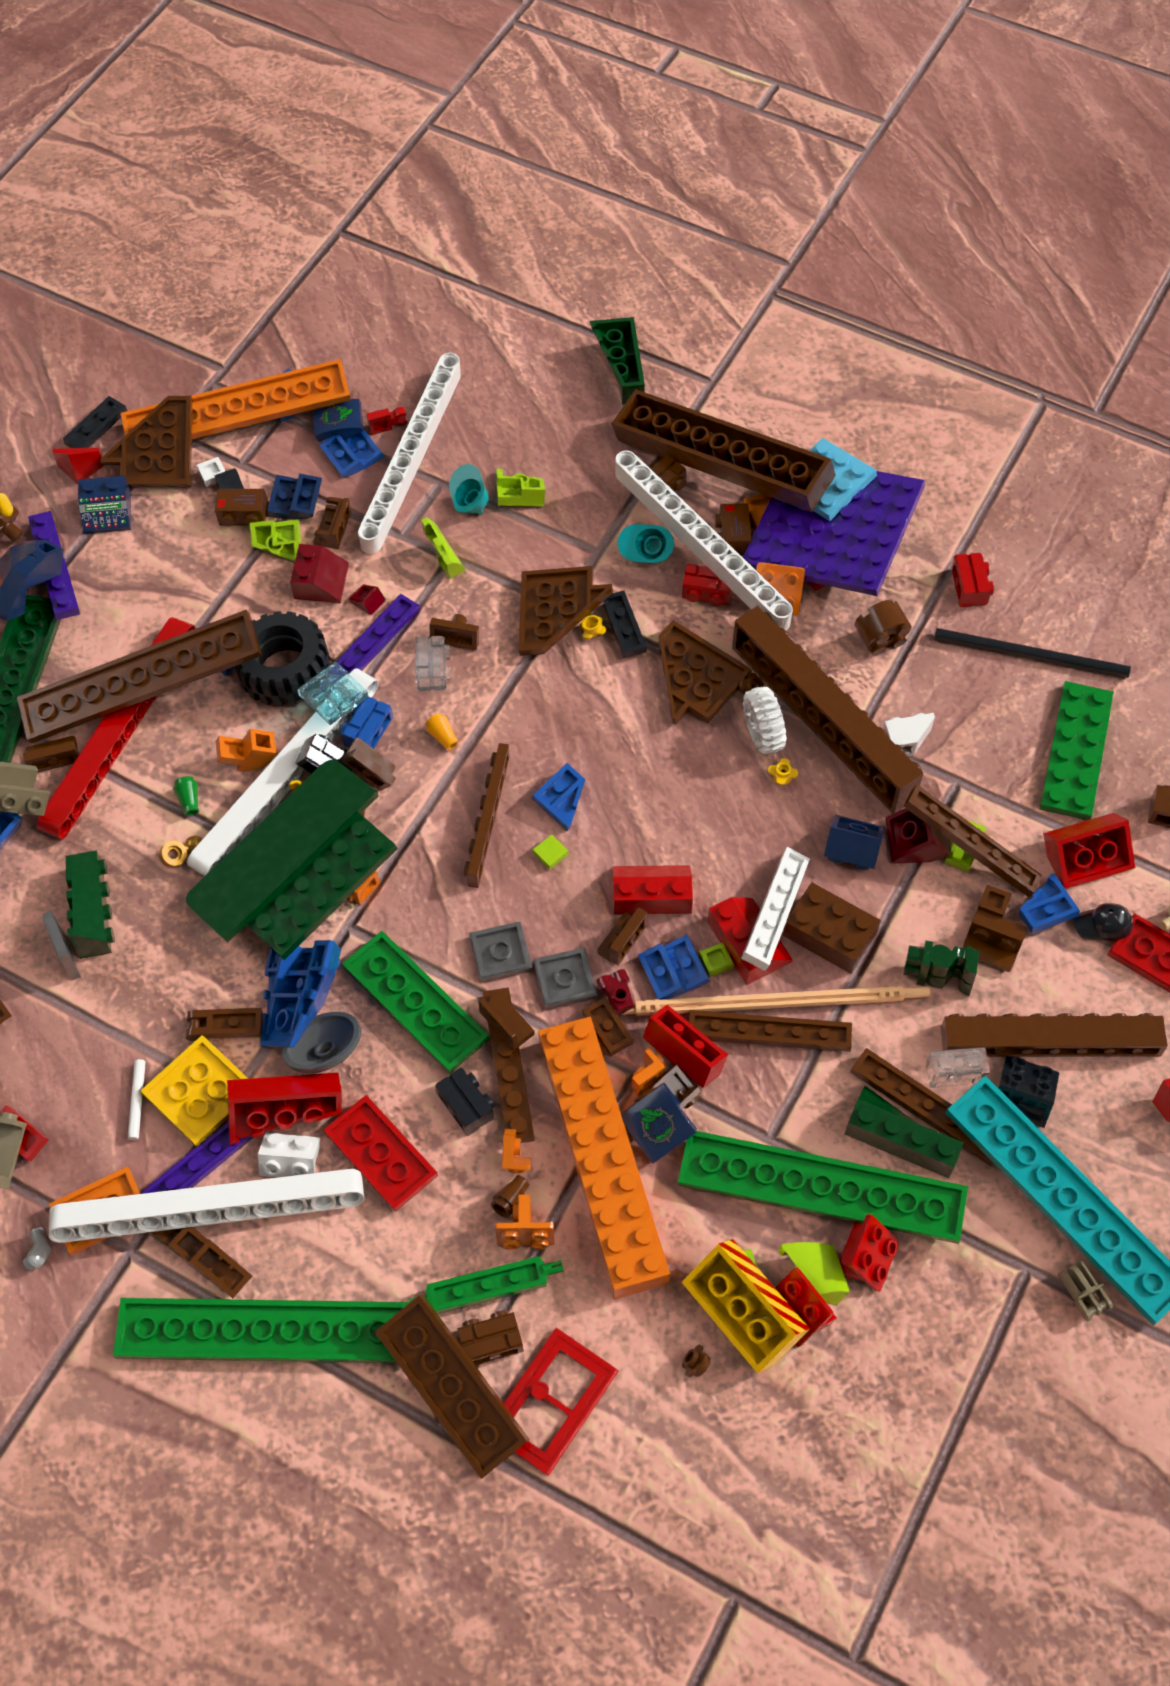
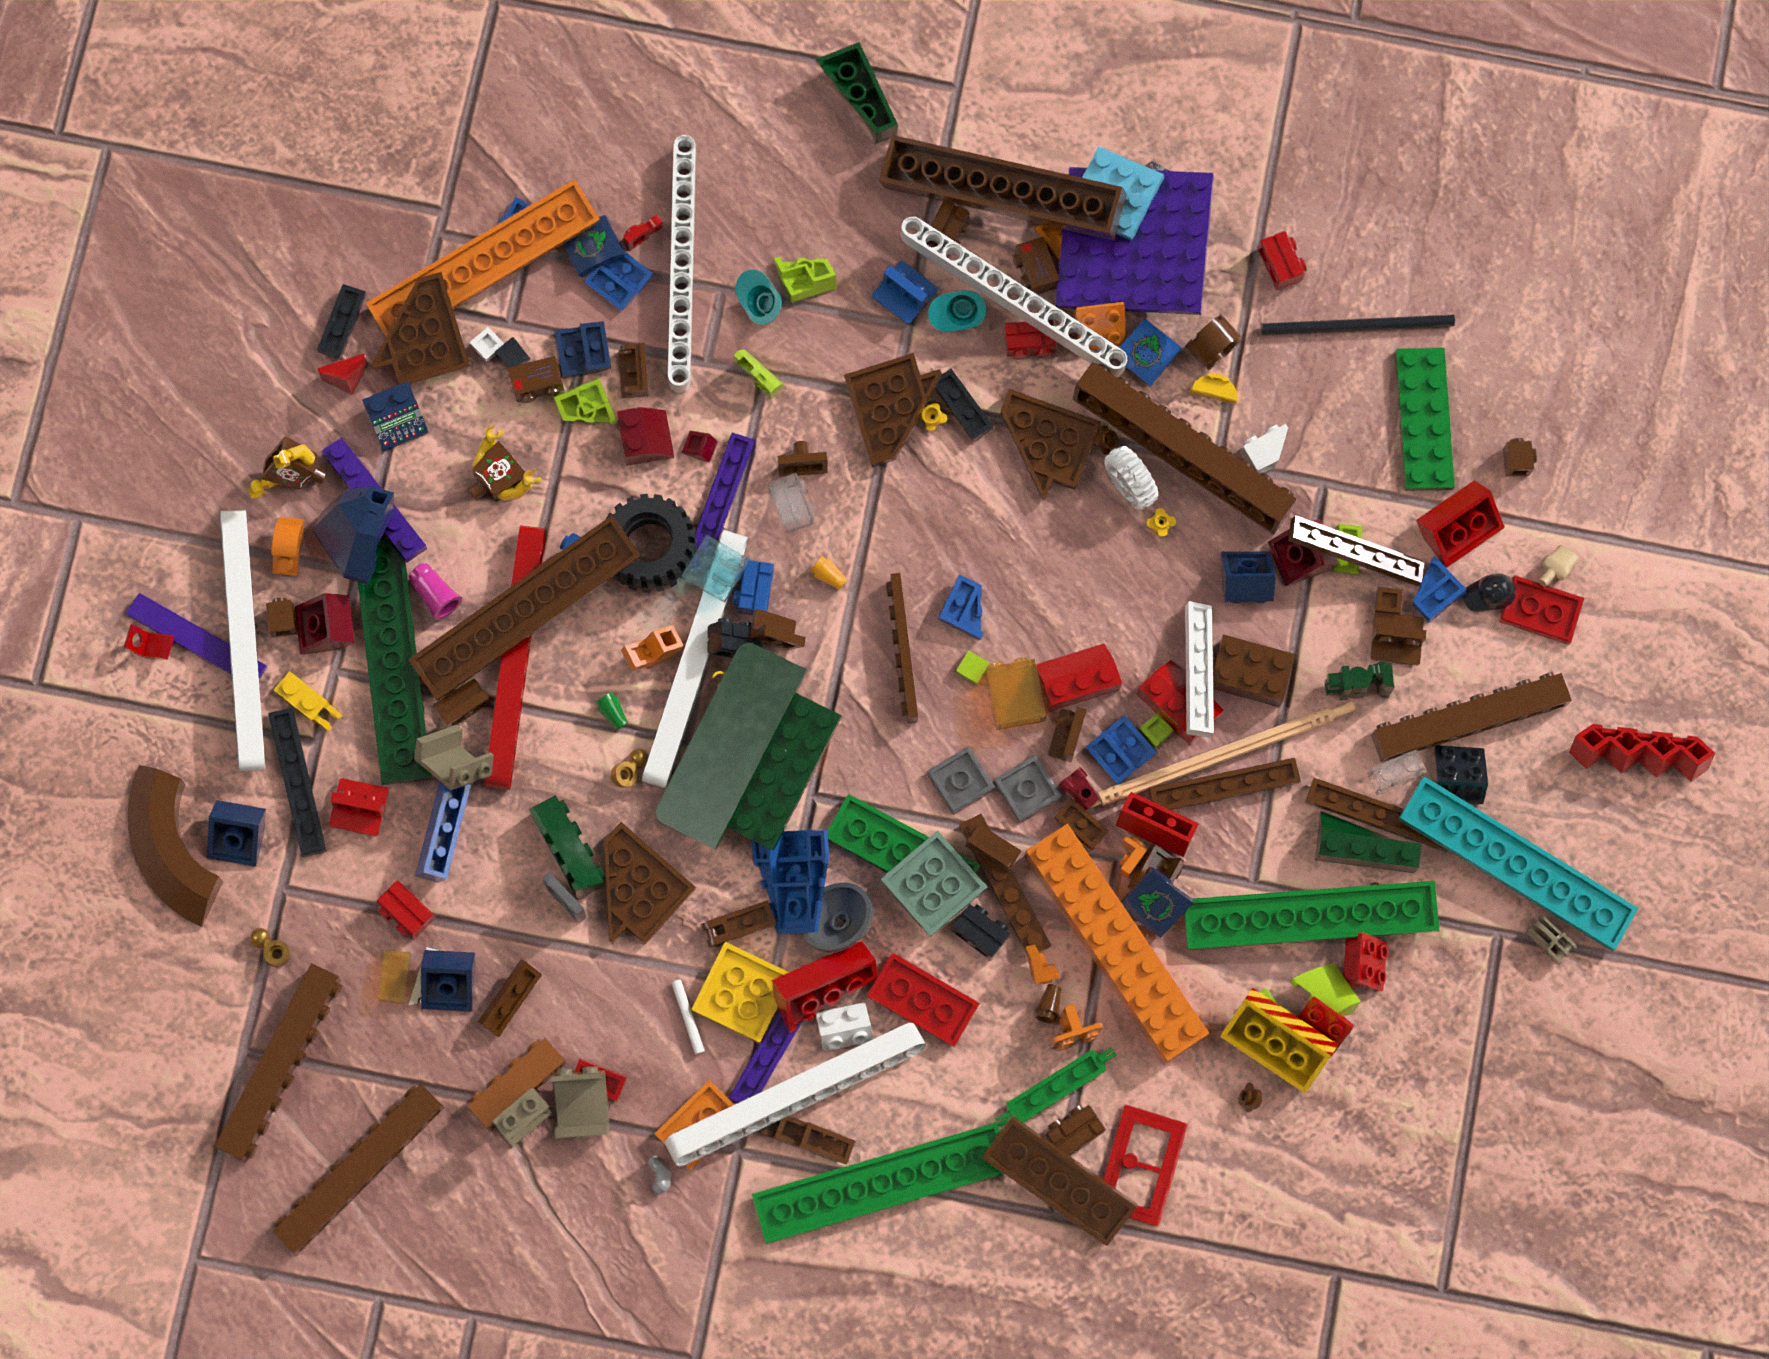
camera: 25 degrees left, 15 degrees up
(70, 651) = (434, 591): none -> dark pink plant
(142, 961) = (640, 886): none -> reddish brown wing
(174, 568) = (498, 471): none -> torso
(432, 1037) = (933, 883): none -> sand green plate
(583, 885) = (1015, 693): none -> clear yellow brick
(602, 519) = (904, 292): none -> blue bracket
(818, 624) = (1149, 351): none -> blue slope
(874, 671) = (1215, 387): none -> yellow tile

